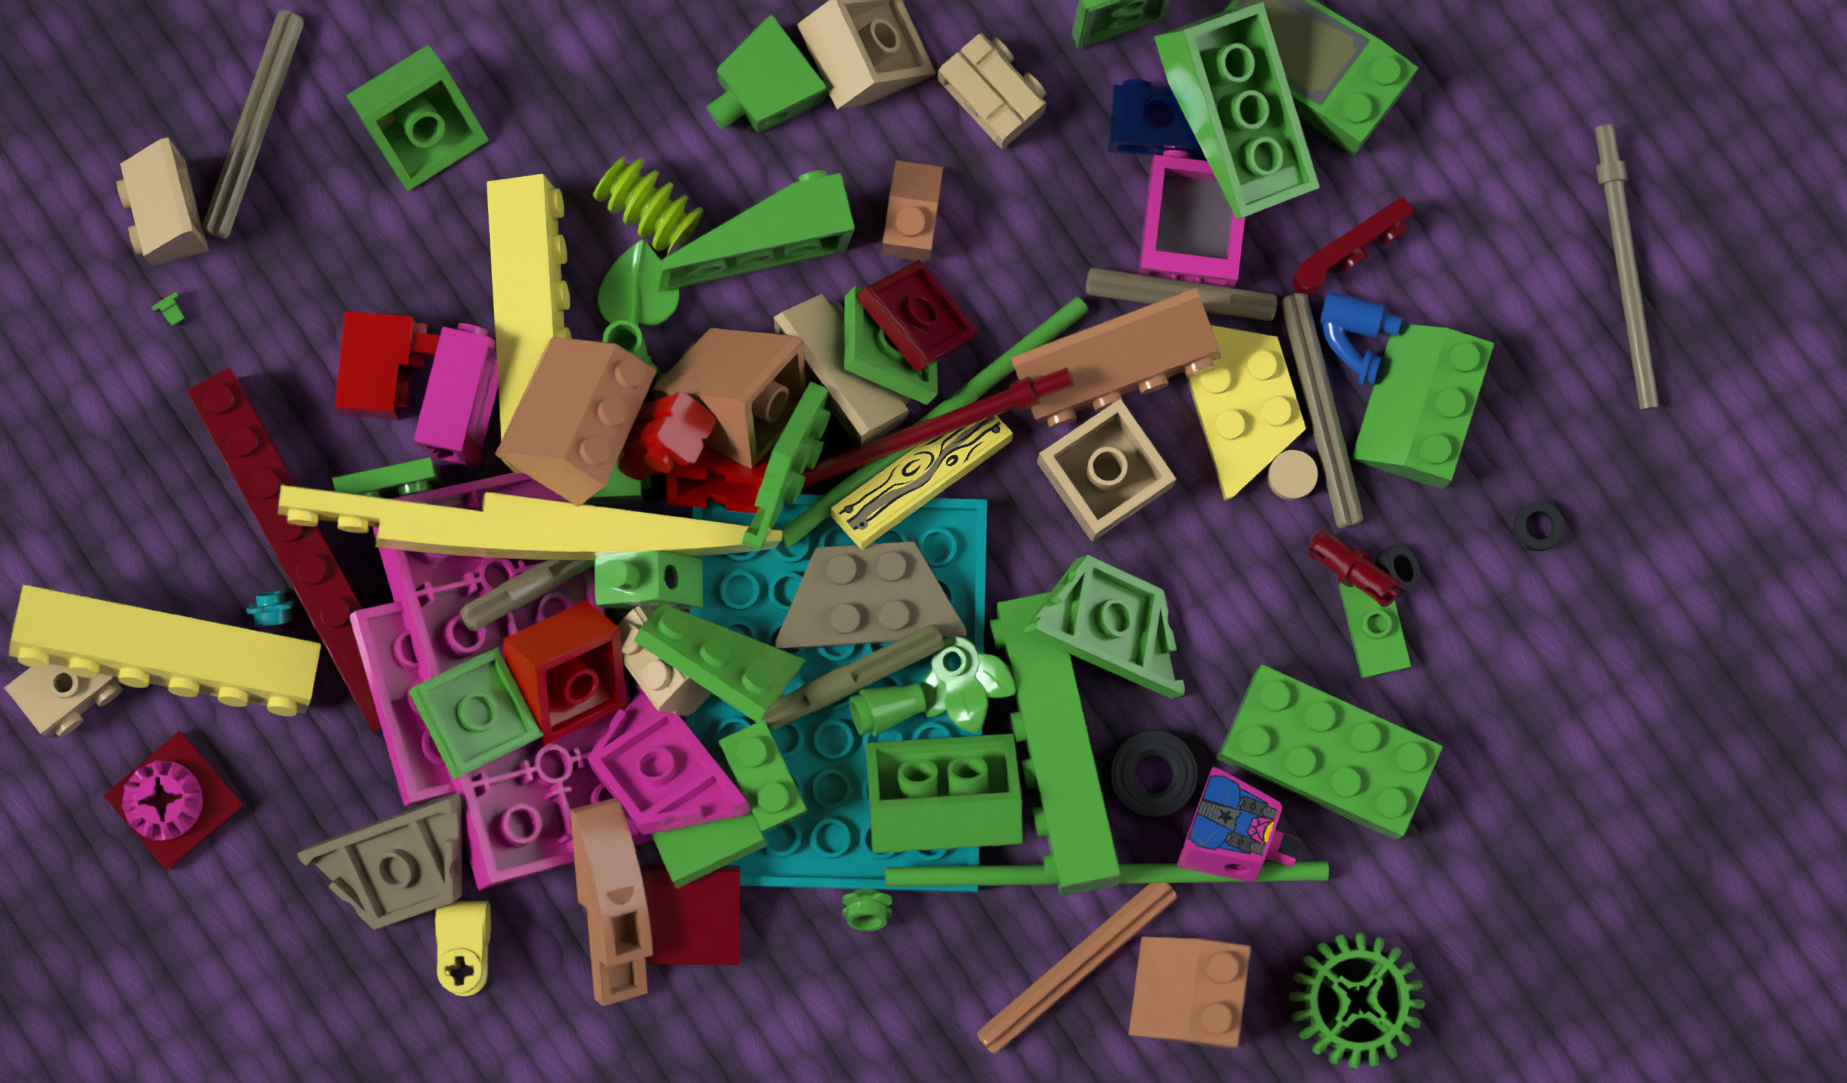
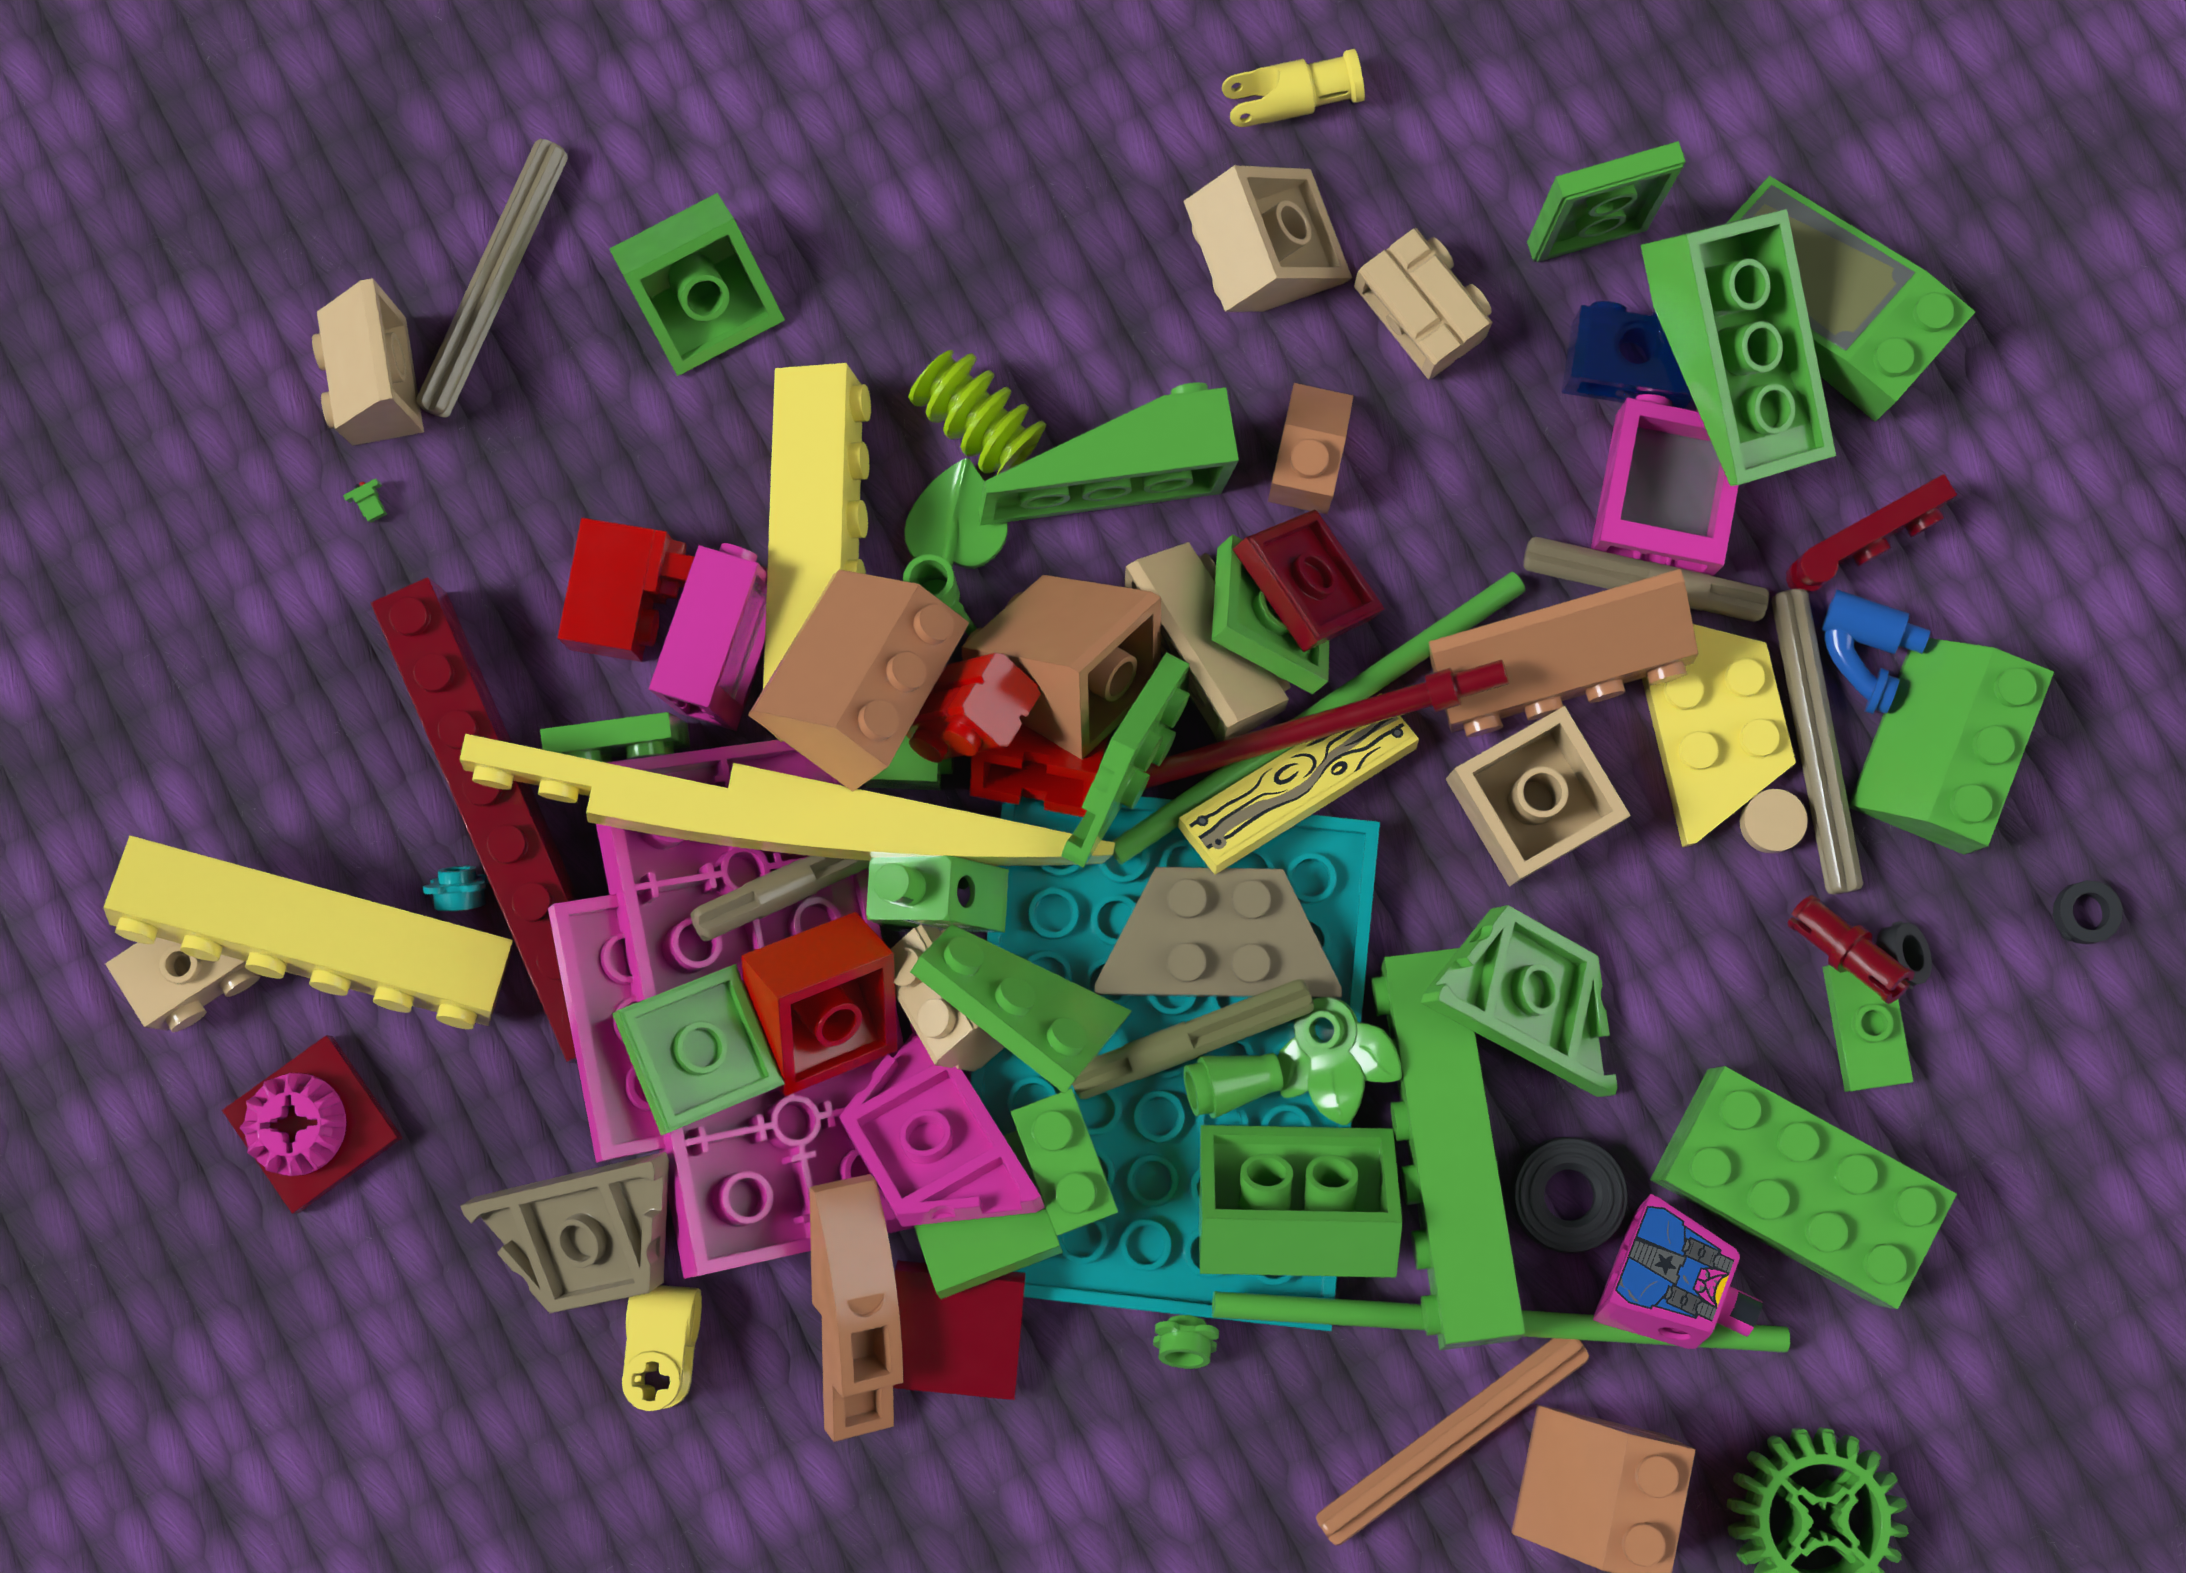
camera: 15 degrees right, 0 degrees up
(766, 81) = (1138, 270): bright green torso -> none

